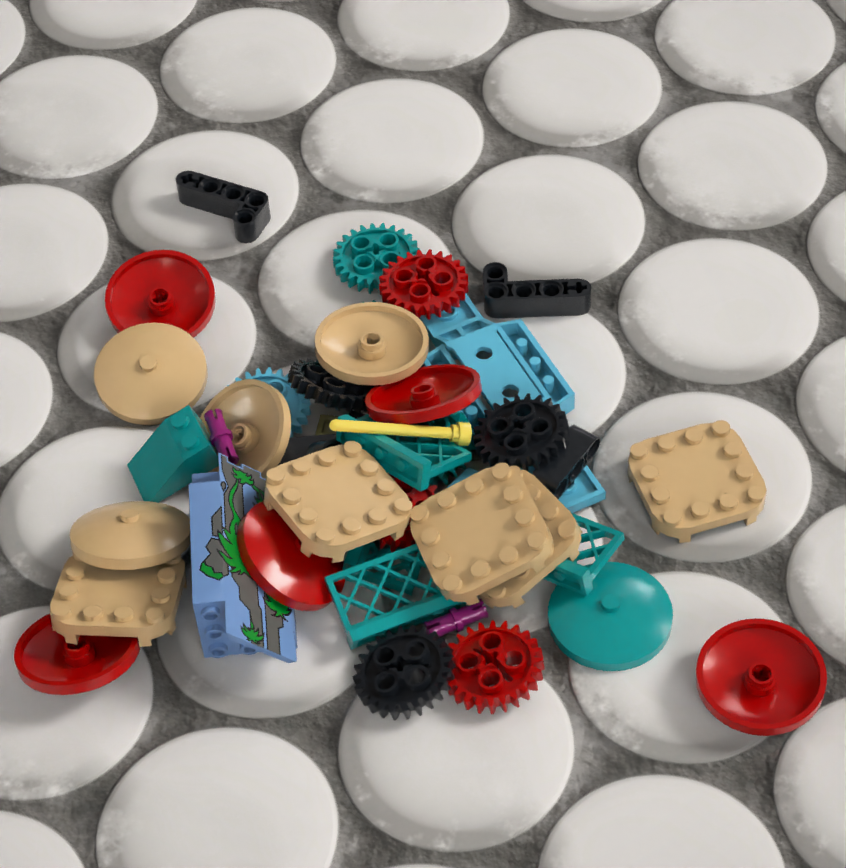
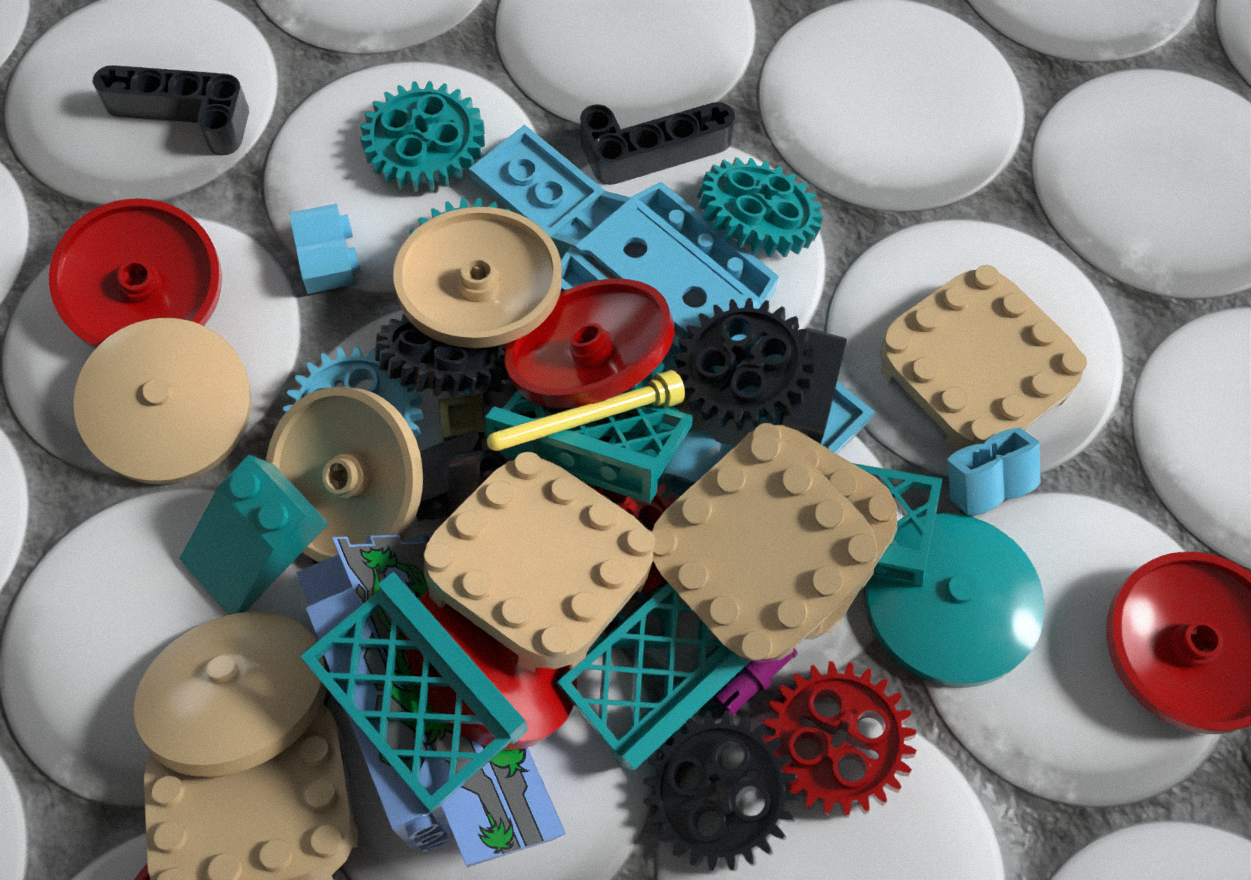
camera: 25 degrees left, 15 degrees up
(220, 436) = (315, 490): magenta pin -> none
(260, 534) = (447, 659): none -> teal fence
(283, 310) = (323, 249): none -> medium azure brick
(424, 283) = (510, 162): red gear -> none
(583, 350) = (760, 207): none -> teal gear
(668, 544) = (994, 471): none -> medium azure brick

